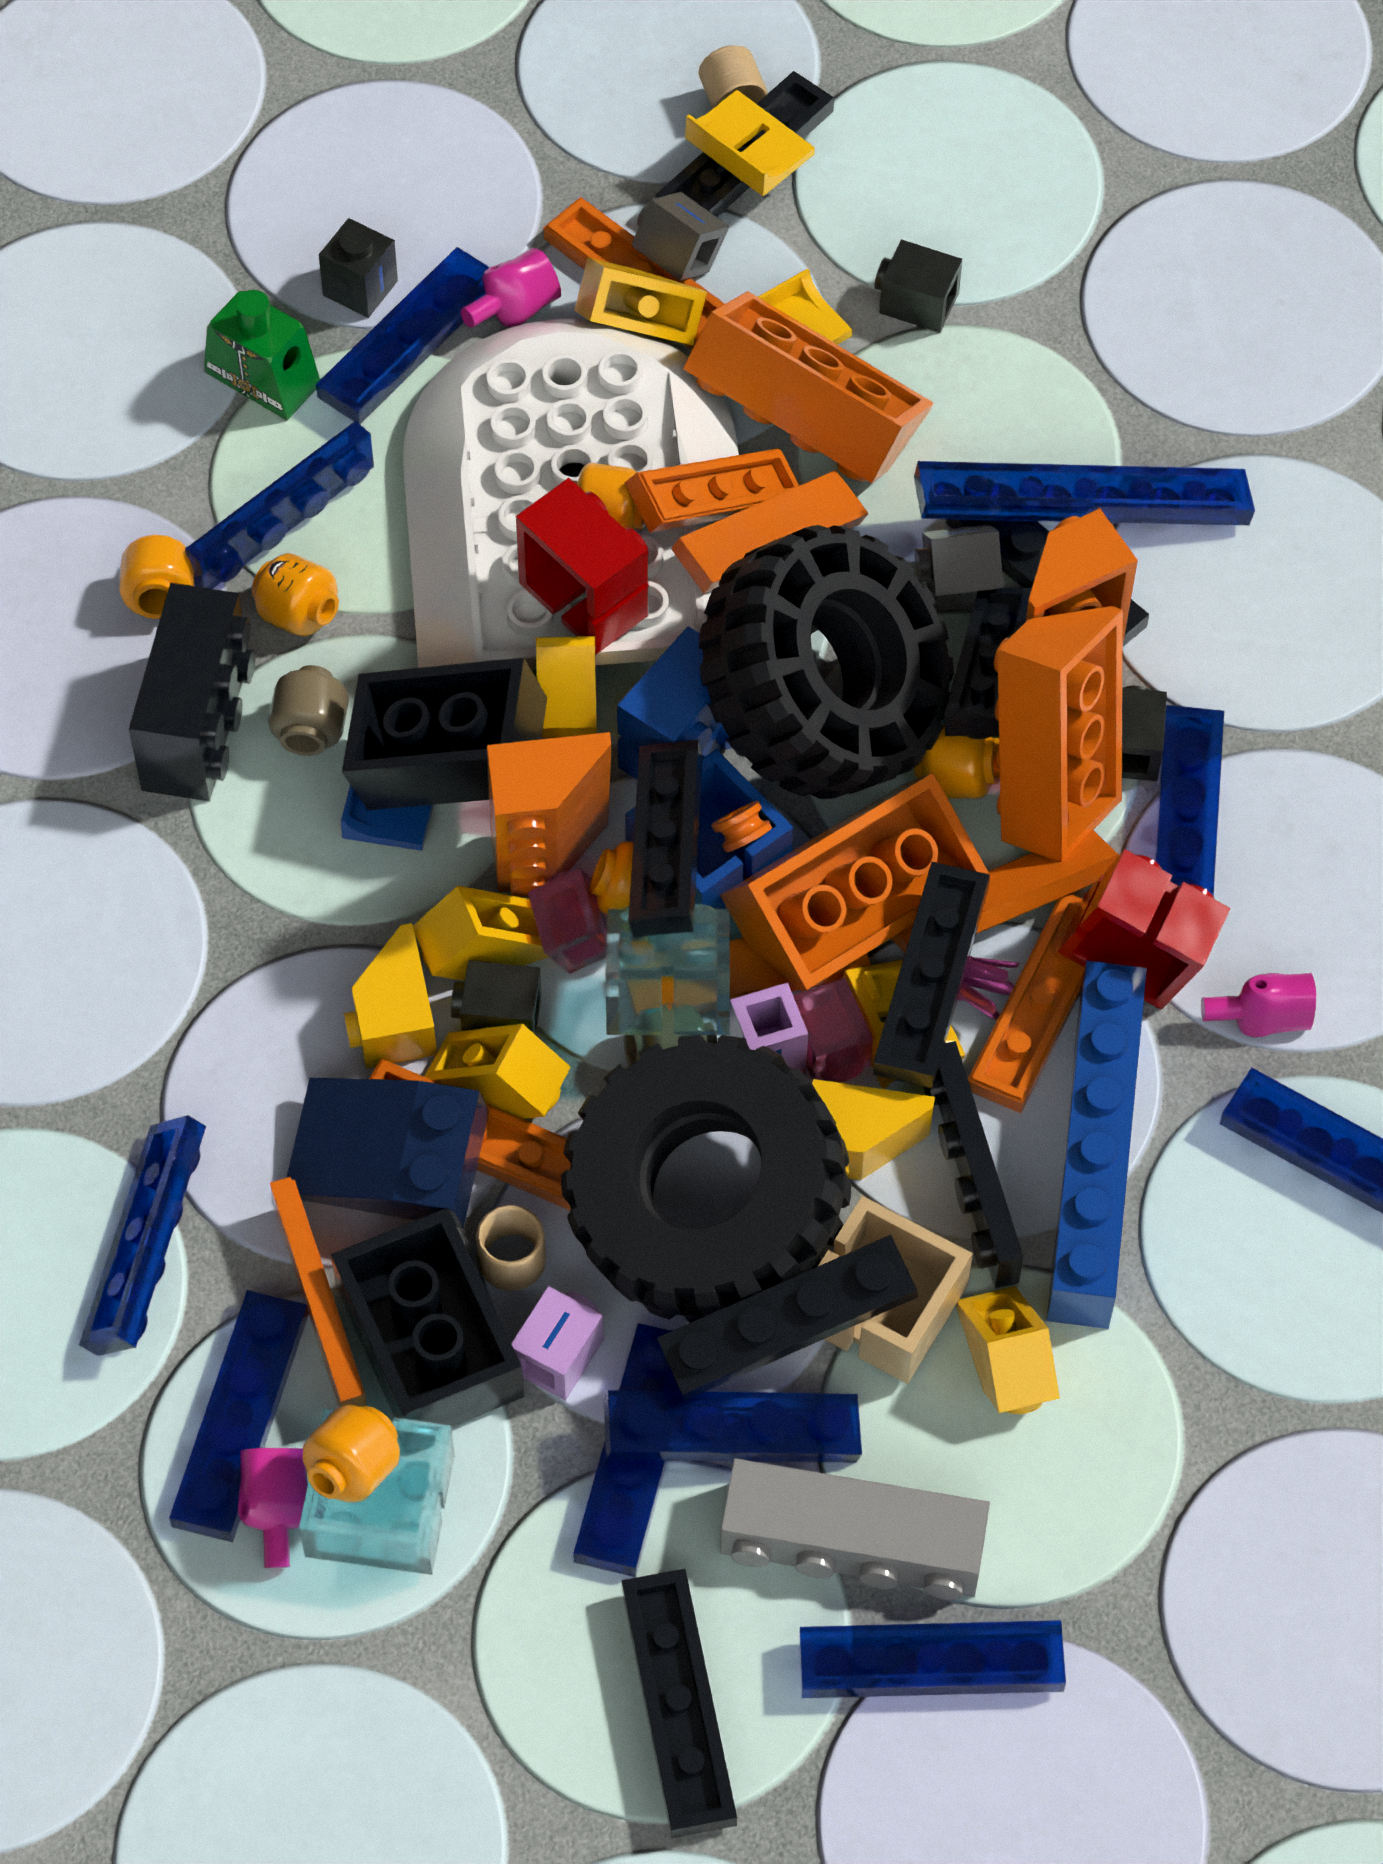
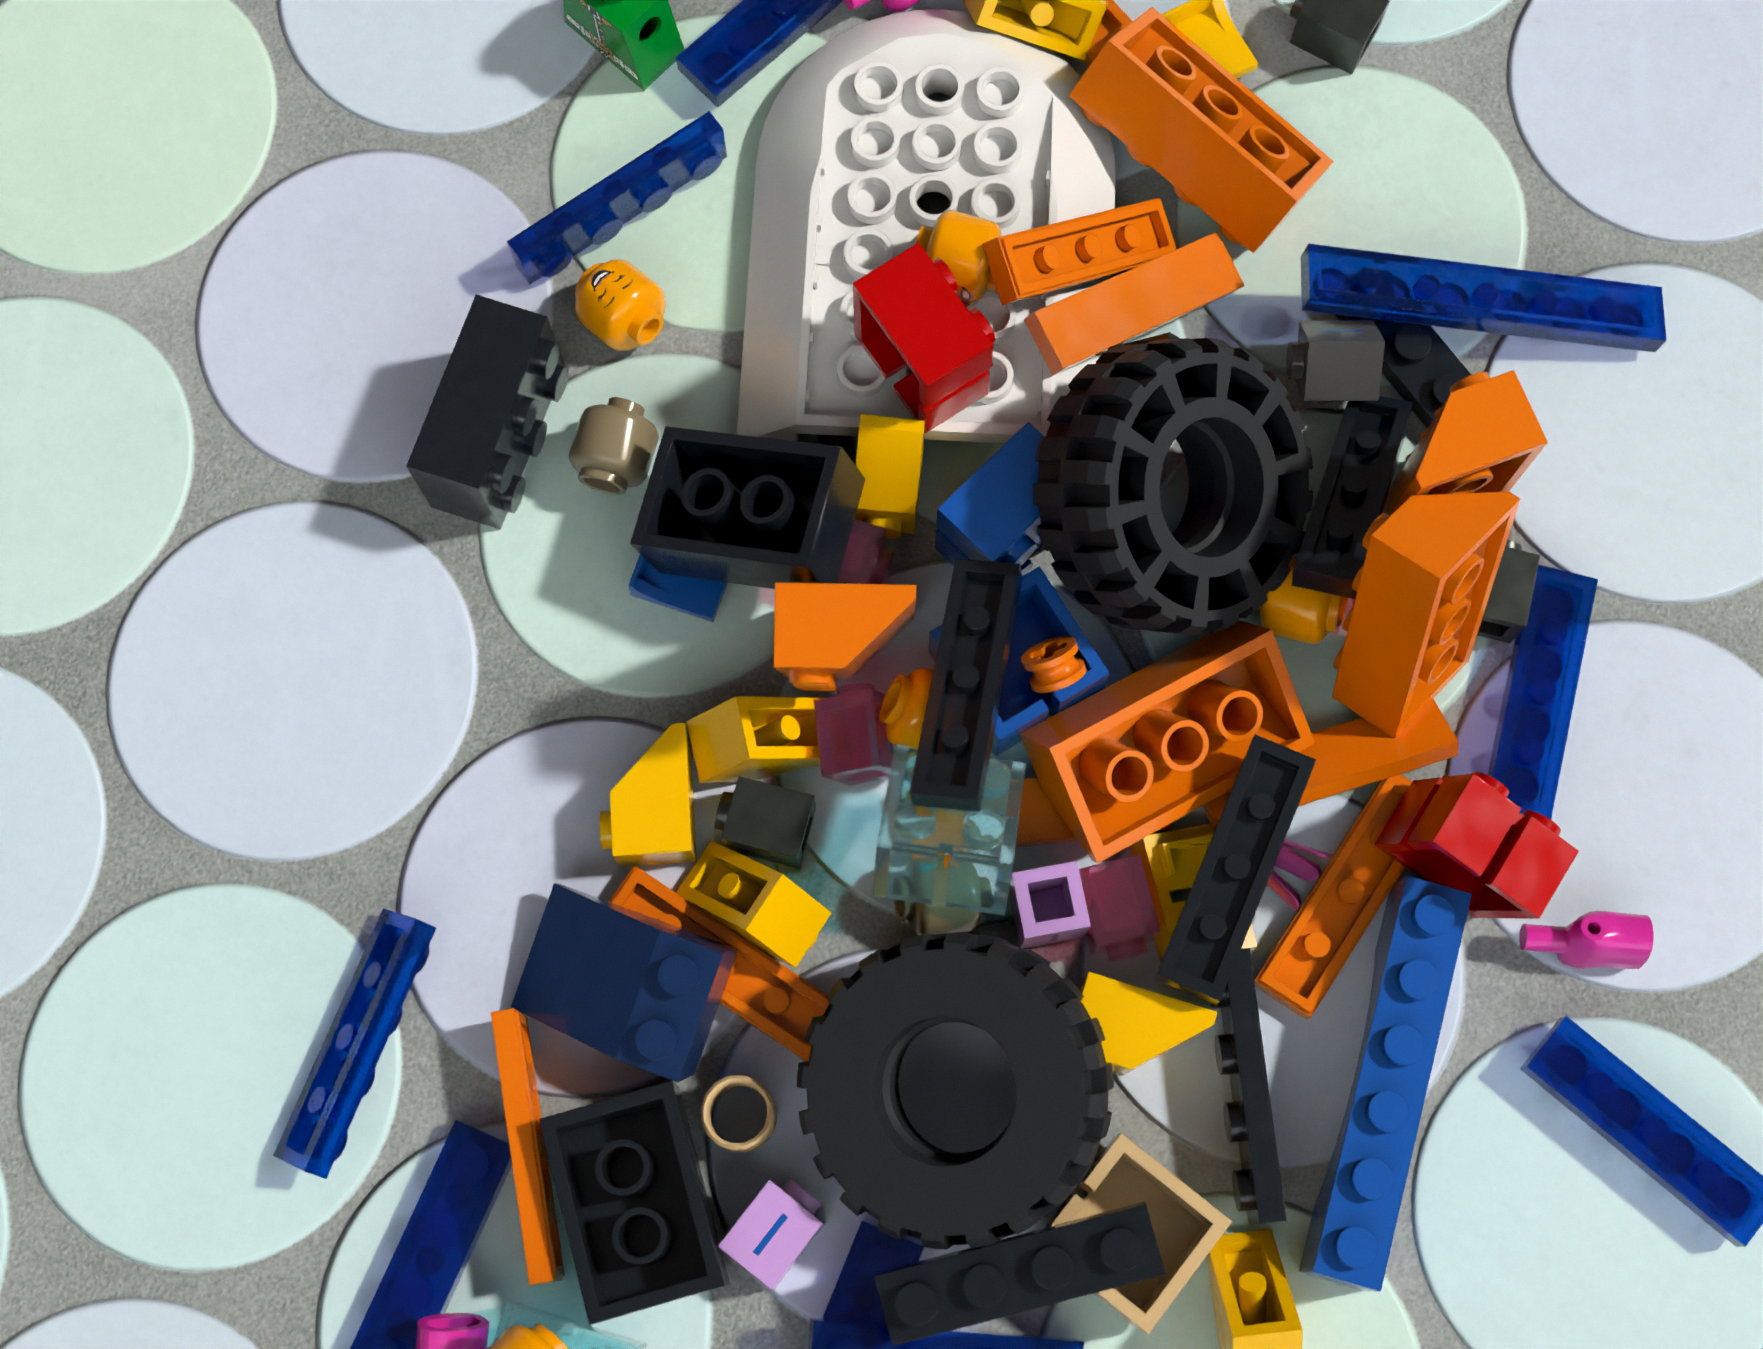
camera: 10 degrees right, 15 degrees up
(148, 570) = (475, 261): light orange head -> none

